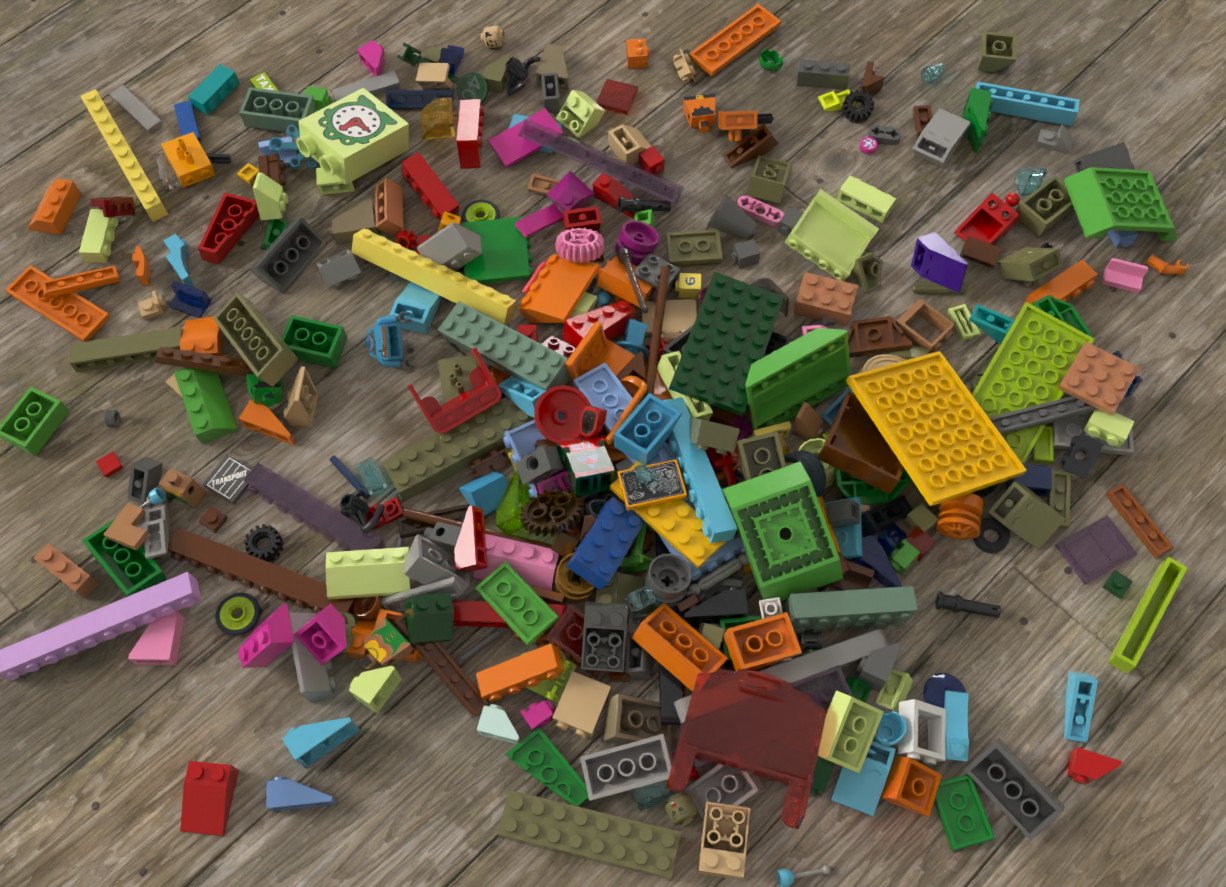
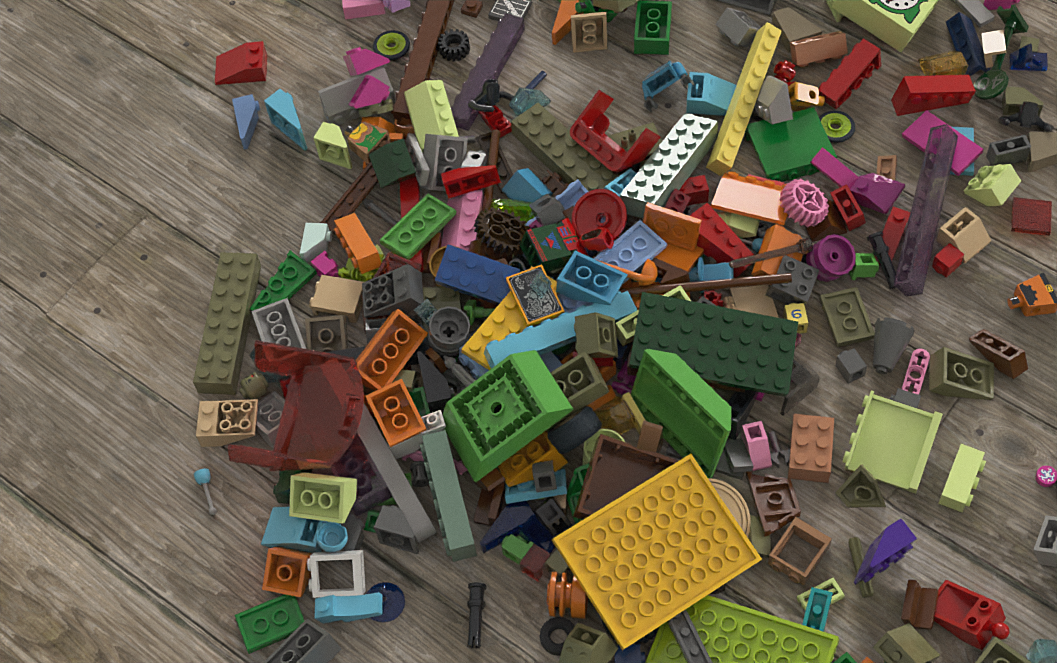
camera: 85 degrees right, 5 degrees down
(738, 120) = (1024, 328): orange piece -> none
(894, 690) = (381, 555): yellowish green slope -> none

